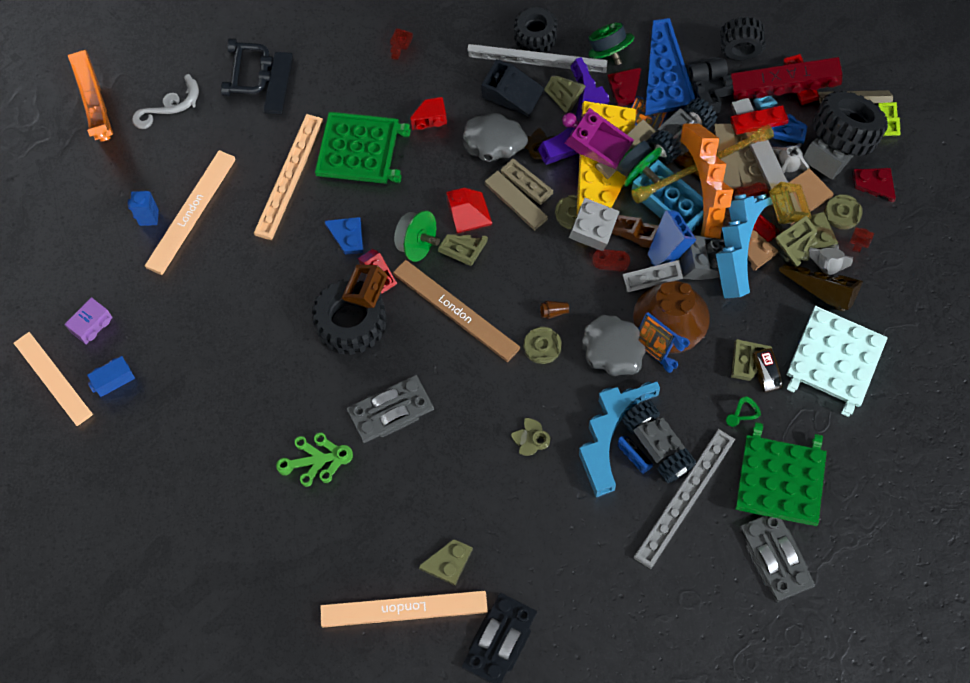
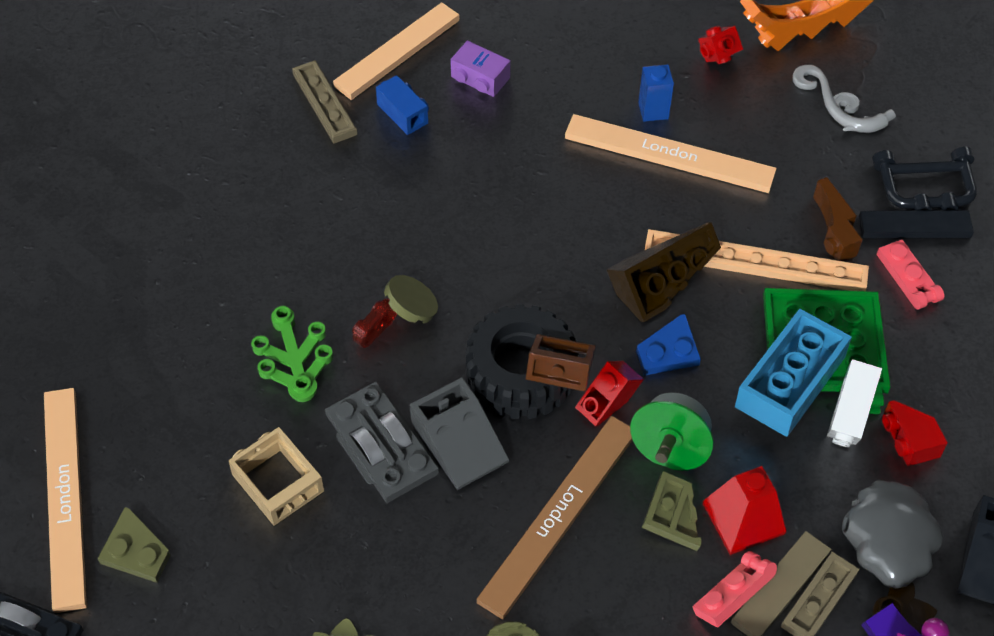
camera: 80 degrees right, 10 degrees down
(90, 432) = (324, 101): none -> dark tan tile
(105, 163) = (720, 44): none -> red brick
(268, 122) = (841, 238): none -> reddish brown slope
(287, 379) = (411, 299): none -> olive tile
(291, 232) = (657, 274): none -> dark brown wedge
(304, 408) = (369, 328): none -> clear red plate
(316, 94) = (909, 274): none -> coral plate
(387, 162) = (792, 372): none -> dark azure brick
(395, 359) = (458, 433): none -> dark grey slope
(400, 457) = (291, 497): none -> tan window
(413, 136) = (854, 403): none -> white window
(517, 223) = (735, 589): none -> coral plate

